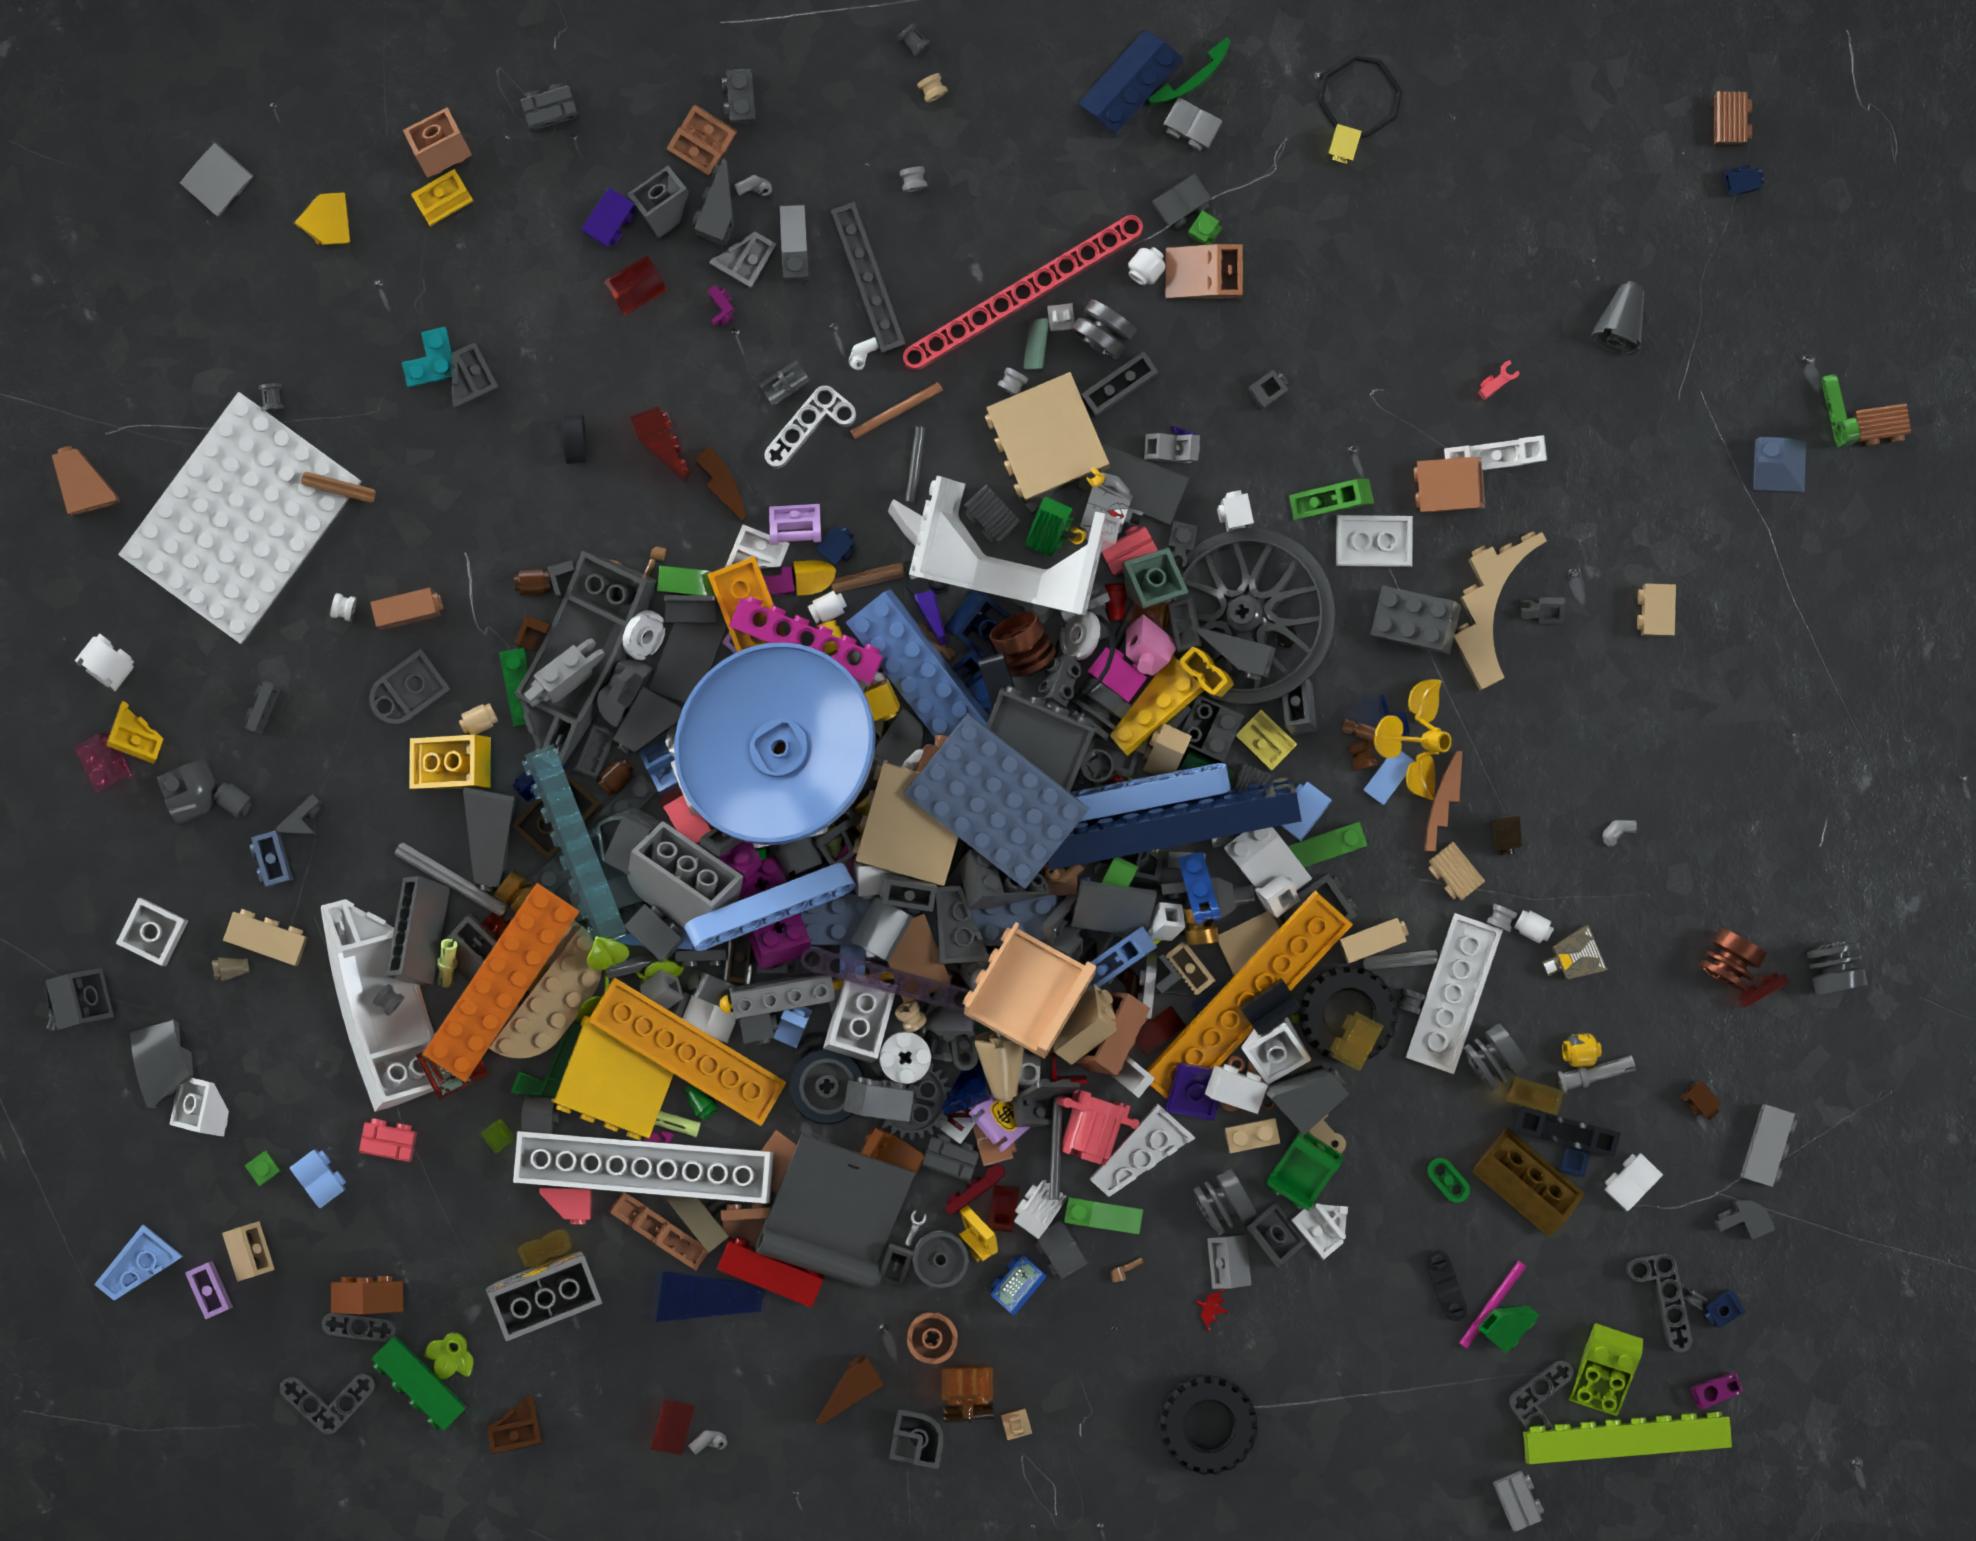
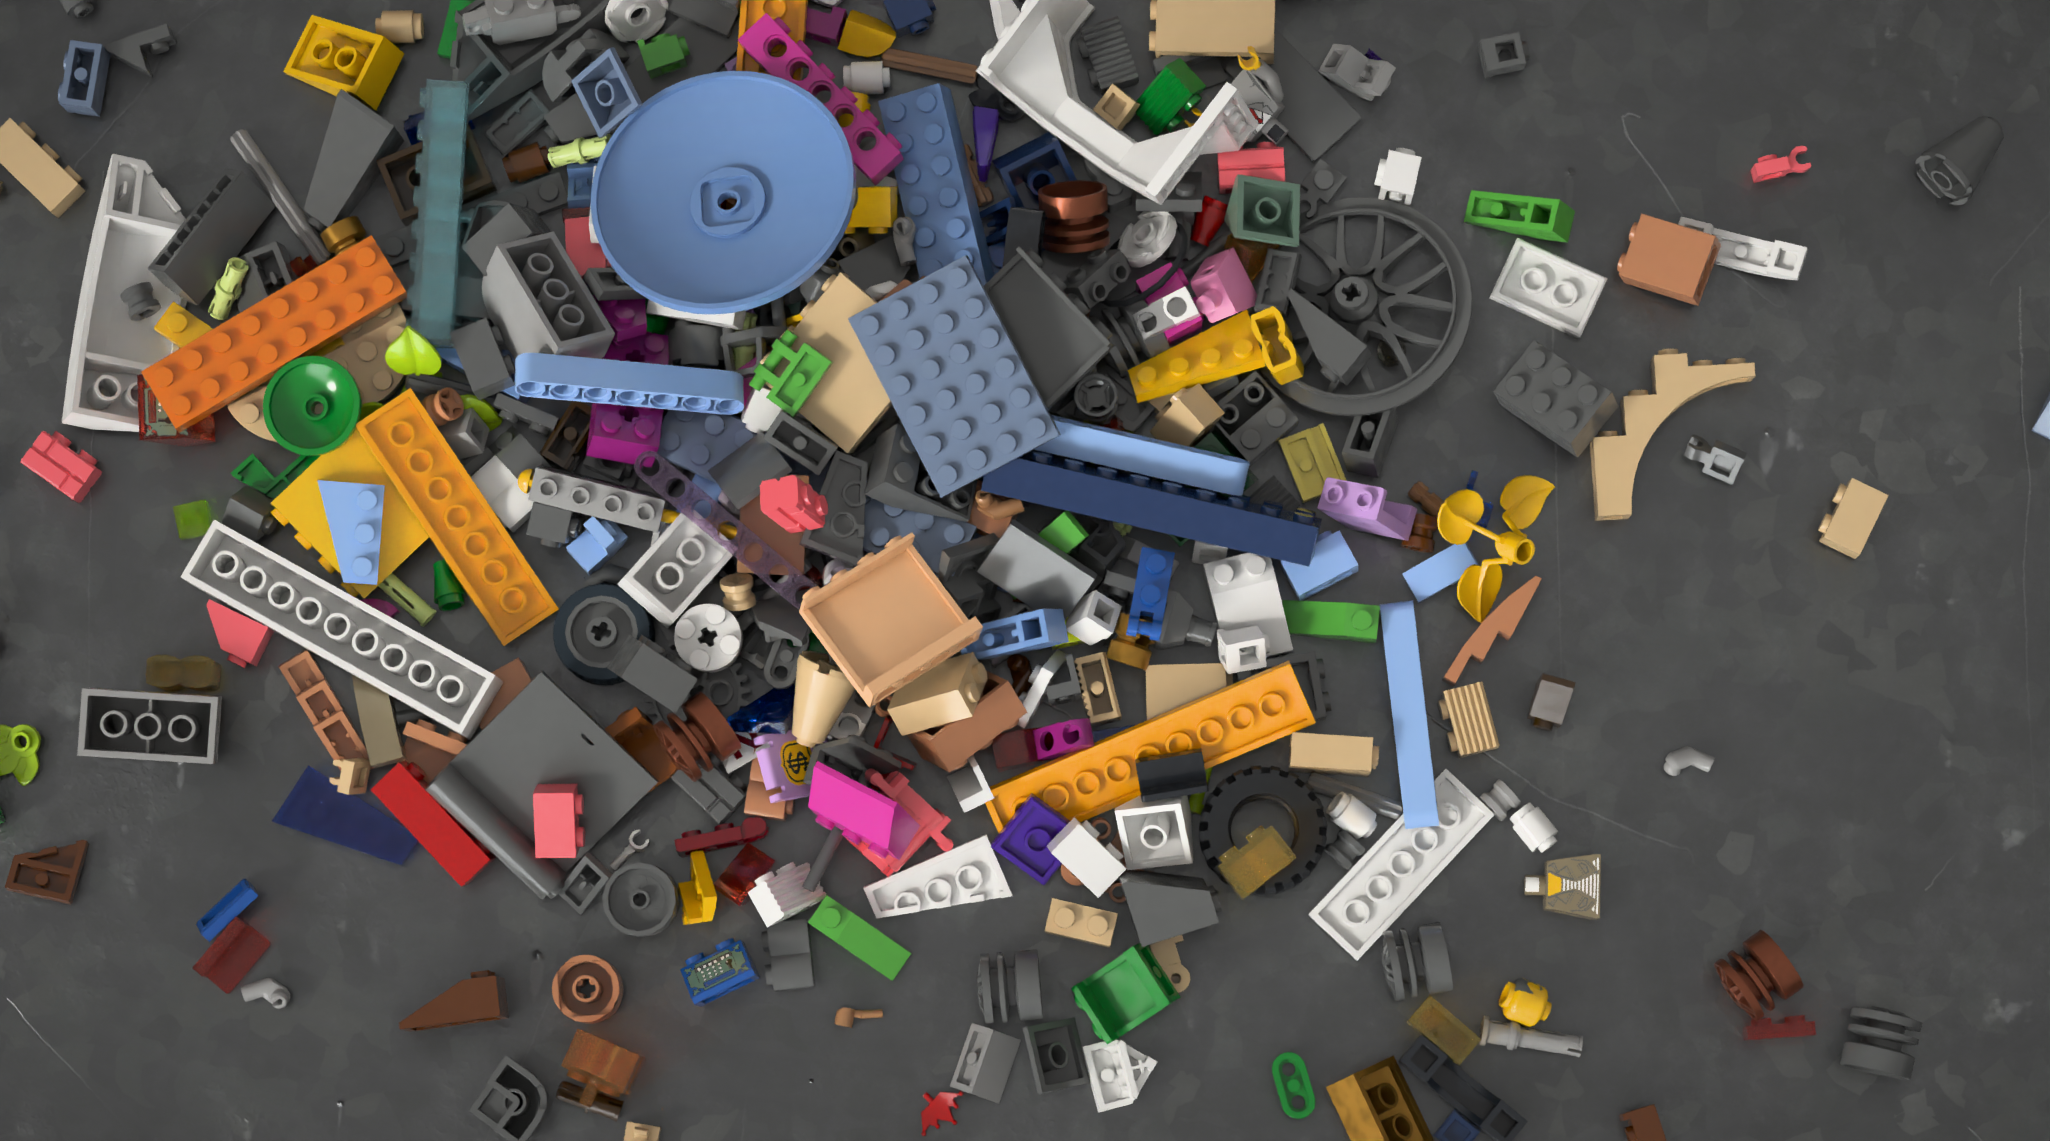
camera: 35 degrees right, 5 degrees down
(430, 1005) = (180, 325): none -> yellow plate
(537, 1031) = (292, 401): none -> green dish
(620, 1090) = (355, 527): none -> light blue wing
(642, 978) = (443, 406): none -> nougat wheel
(651, 752) = (580, 151): none -> yellowish green pin
(654, 1397) = (226, 909): none -> blue tile
(655, 706) = (606, 92): none -> sand blue slope
(677, 655) = (664, 54): none -> bright green brick
(699, 1265) = (353, 775): none -> tan tile
(858, 1232) = (557, 820): none -> coral brick
(888, 849) = (799, 378): none -> bright green plate
(909, 712) = (903, 237): none -> light grey arm
(925, 941) = (793, 504): none -> coral brick
(928, 1132) = (697, 736): none -> copper wheel
(1014, 550) = (1116, 107): none -> tan tile
(1069, 1133) = (860, 813): none -> dark pink slope
(1121, 686) = (1166, 313): none -> leg
(1184, 1013) = (1067, 737): none -> magenta leg
(1320, 758) = (1365, 509): none -> lavender panel
(1405, 975) = (1352, 815): none -> white brick
(1413, 887) = (1409, 715): none -> light blue beam

